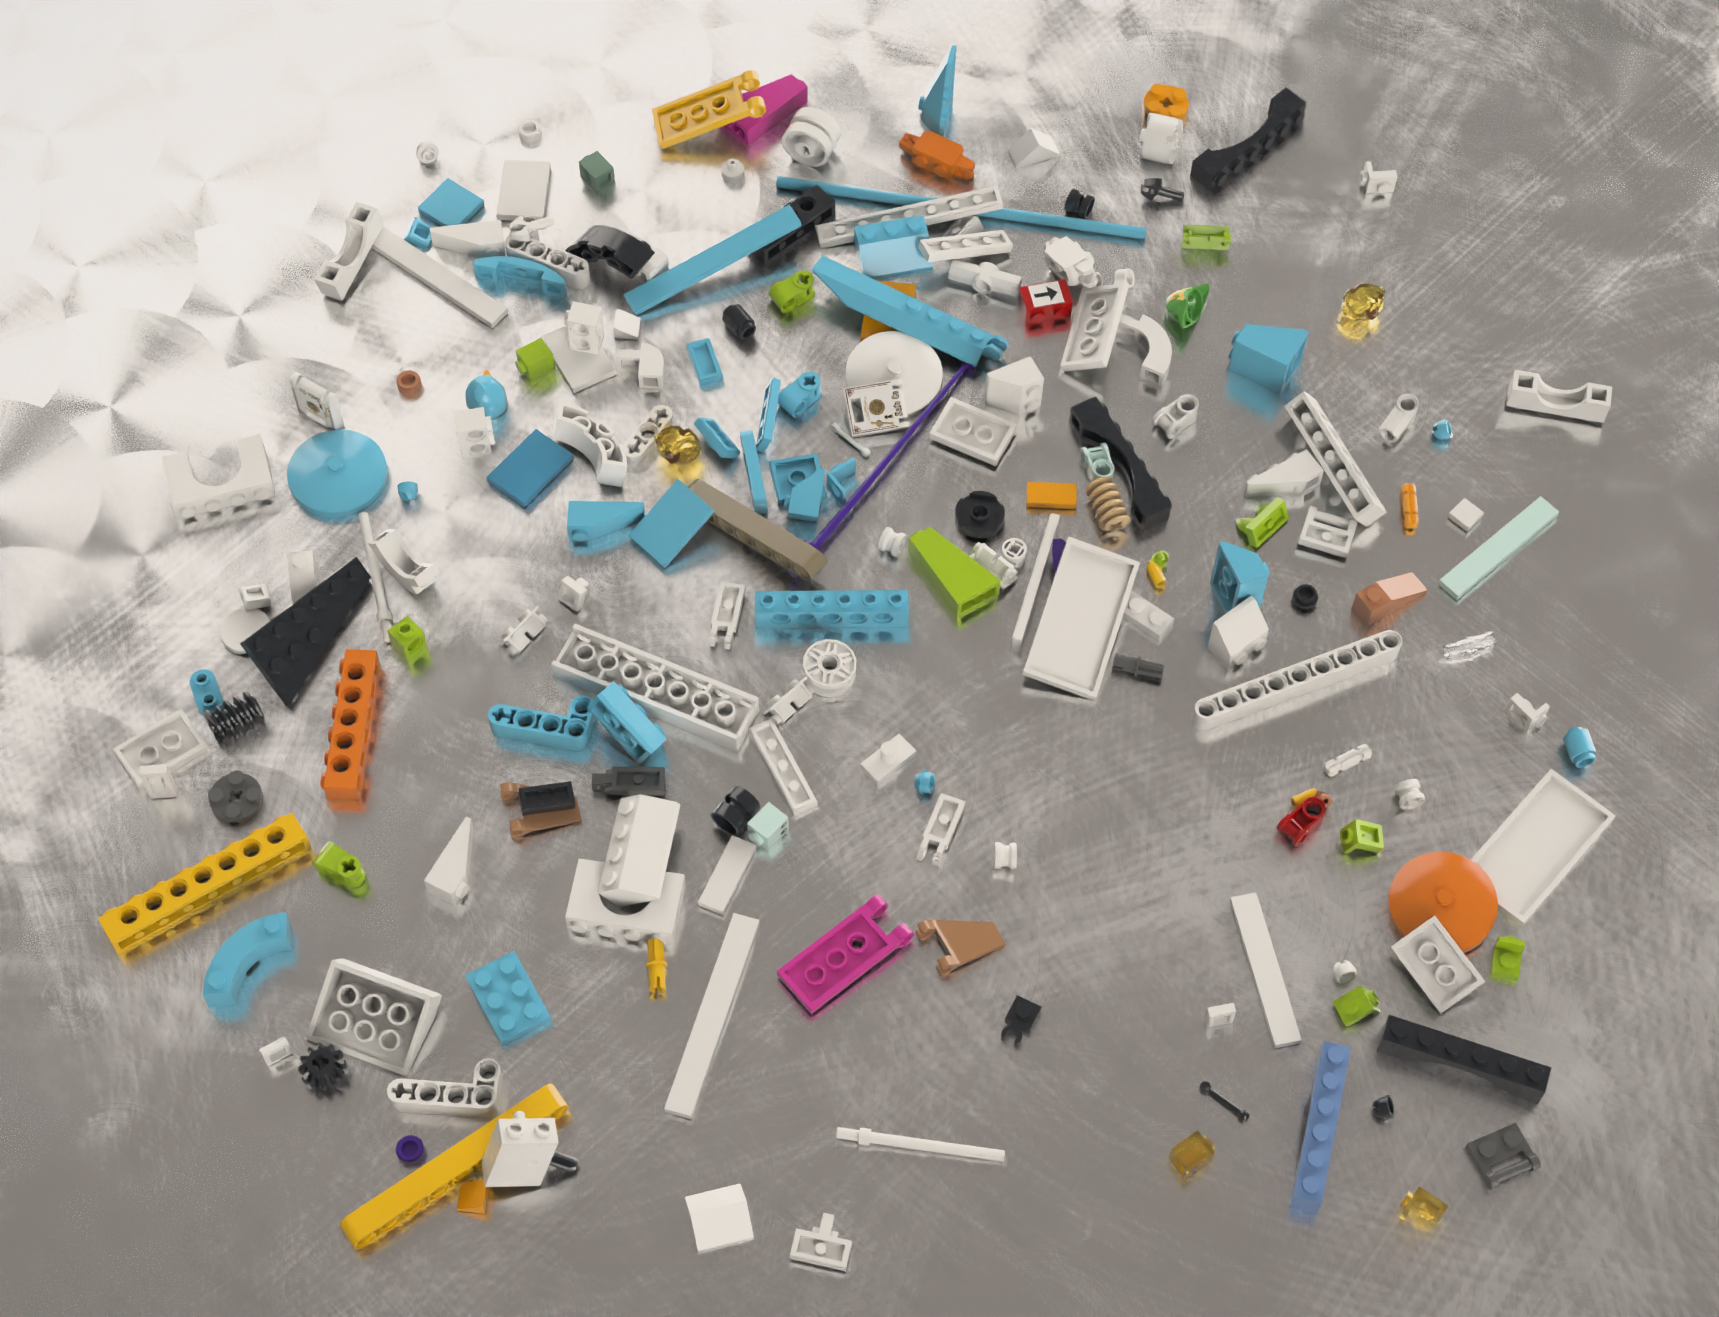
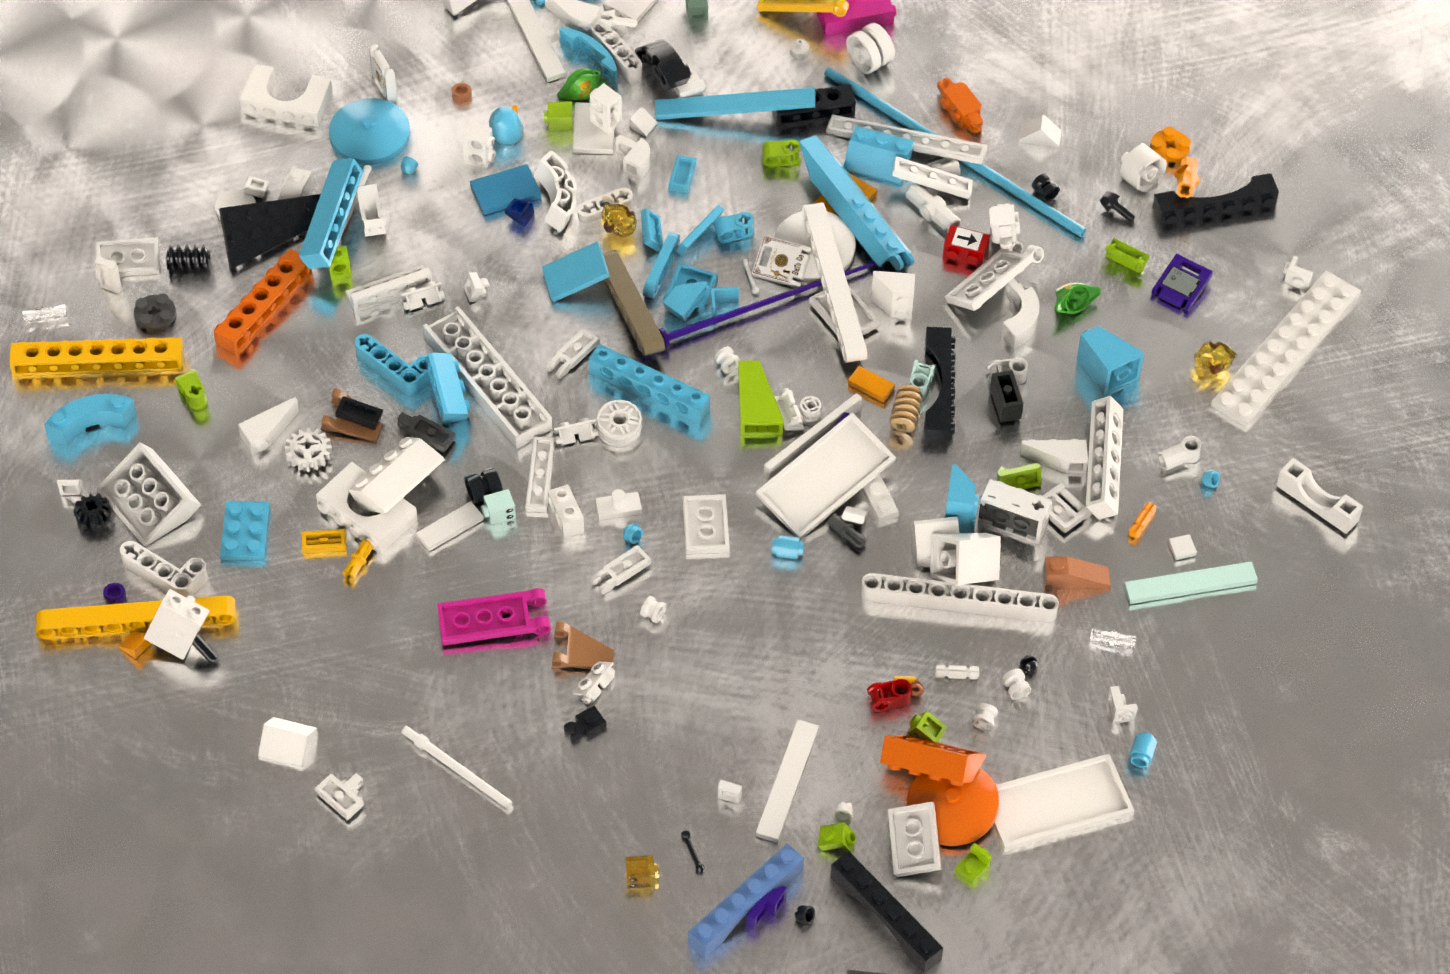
camera: 30 degrees right, 5 degrees down
(109, 862) = (45, 314): none -> clear pin
(205, 691) = (182, 231): medium azure plate -> none
(369, 588) = (331, 213): none -> medium azure brick
(481, 643) = (387, 288): none -> white fence
(517, 880) = (308, 449): none -> white gear
(535, 315) = (581, 84): none -> bright green hat
(563, 484) = (520, 211): none -> clear blue slope
(598, 518) = (529, 246): medium azure slope -> none
(606, 973) = (324, 544): none -> yellow tile
(711, 1016) = (374, 611): white tile -> none
(739, 321) = (726, 156): black brick -> none
(842, 794) = (565, 511): none -> white brick
(938, 98) = (989, 62): medium azure wedge -> none
(950, 404) = (834, 282): none -> white beam
(979, 527) = (802, 381): black plate -> none
(990, 732) = (705, 524): none -> white tile
(998, 967) = (600, 674): none -> white hinge
(1092, 714) = (787, 547): none -> medium azure brick
(1134, 644) = (855, 515): none -> white tile
(1155, 567) = (912, 470): arm -> none
(1197, 441) = (1006, 396): none -> pearl dark grey brick
(1211, 128) = (1187, 177): none -> light orange piece
(1276, 242) = (1181, 285): none -> dark purple container
(1281, 635) = (965, 557): none -> white slope
(1297, 558) = (1014, 511): none -> white piece
(1308, 591) = (1011, 539): black plate -> none
(1346, 1117) = (769, 903): none -> dark purple slope
(1398, 868) = (931, 758): none -> orange slope
(1413, 719) = (1030, 667): none -> black hinge
(1415, 742) = (1016, 683): none -> white wheel
(1416, 261) = (1285, 348): none -> white plate

